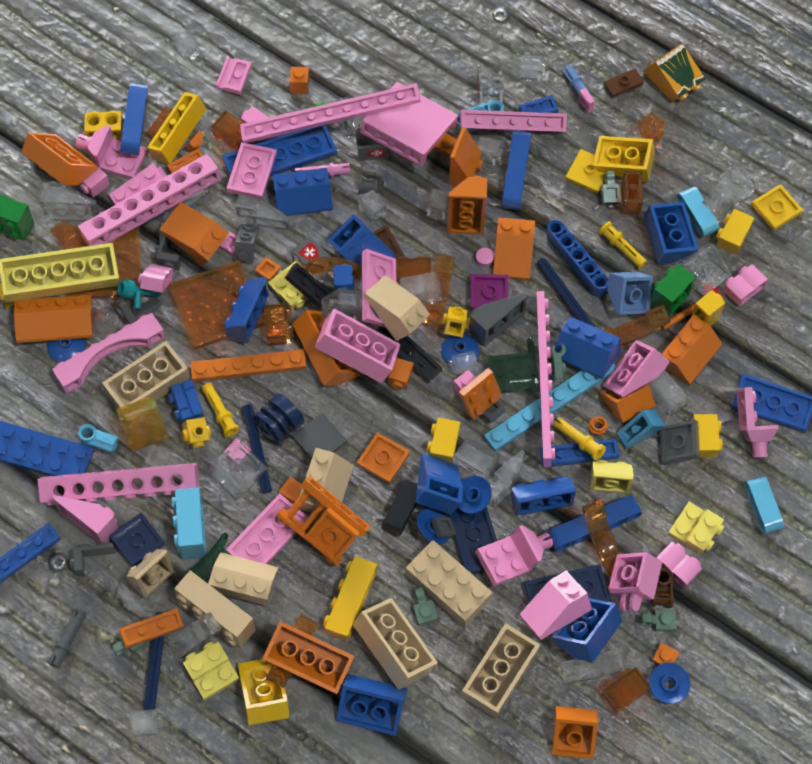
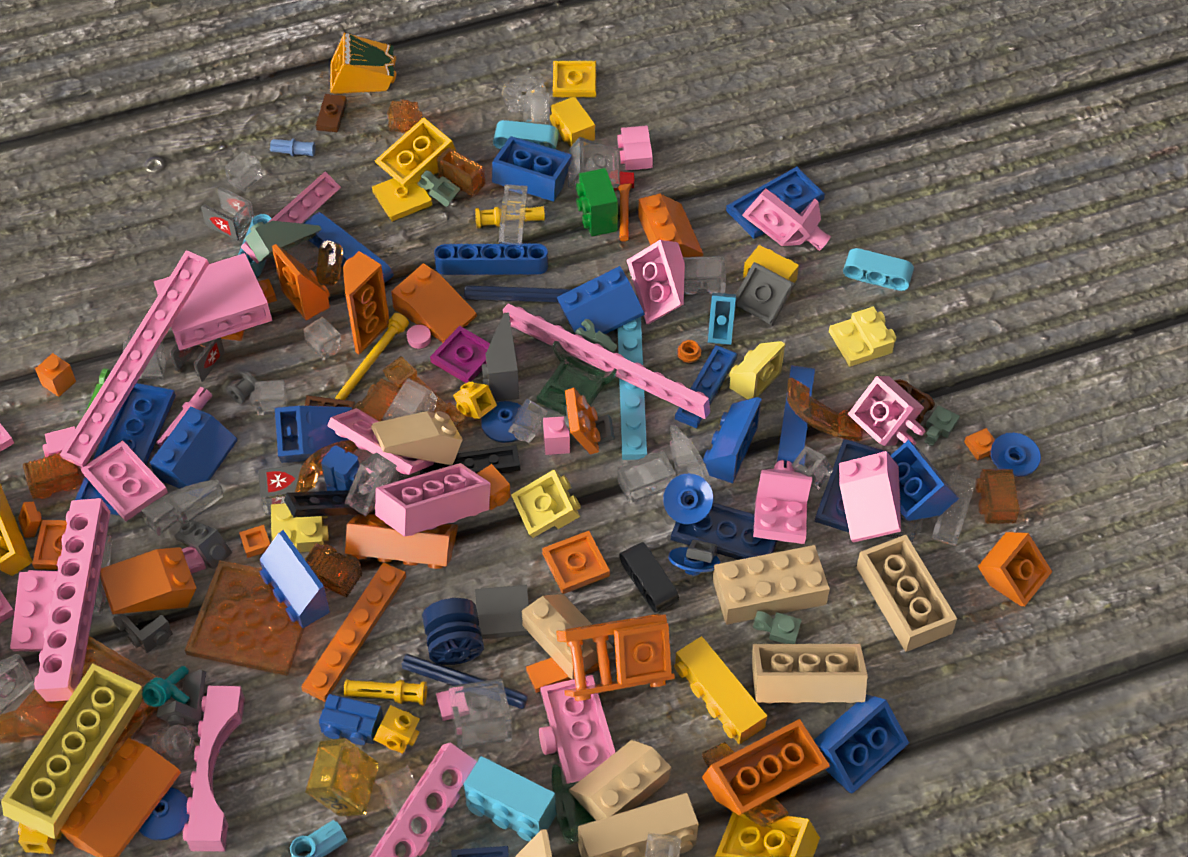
camera: 55 degrees left, 10 degrees down
(147, 376) = (286, 743): tan brick -> none
(156, 278) = (168, 656): bright pink brick -> none
(247, 520) = (547, 740): none -> bright pink tile
(412, 414) = (546, 503): none -> light yellow plate
(438, 484) = (655, 522): blue slope -> none
(444, 439) = (601, 492): yellow brick -> none
(480, 238) = (396, 325): none -> yellow piece
(481, 123) = (281, 233): none -> sand green slope
(496, 167) = (329, 263): none -> clear orange beam
(542, 105) = (293, 187): blue plate -> none
(556, 556) = (813, 465): none -> clear brick
(585, 443) = (704, 368): yellow pin -> none
(586, 100) = (323, 150): bright pink tile -> none
(617, 247) = (513, 214): none -> clear slope
(629, 406) = (689, 316): orange slope -> none
(630, 292) = (569, 235): medium blue slope -> none
(642, 326) = (614, 244): clear orange slope -> none
(680, 564) = (900, 366): bright pink brick -> none
(709, 307) = (642, 183): yellow brick -> none

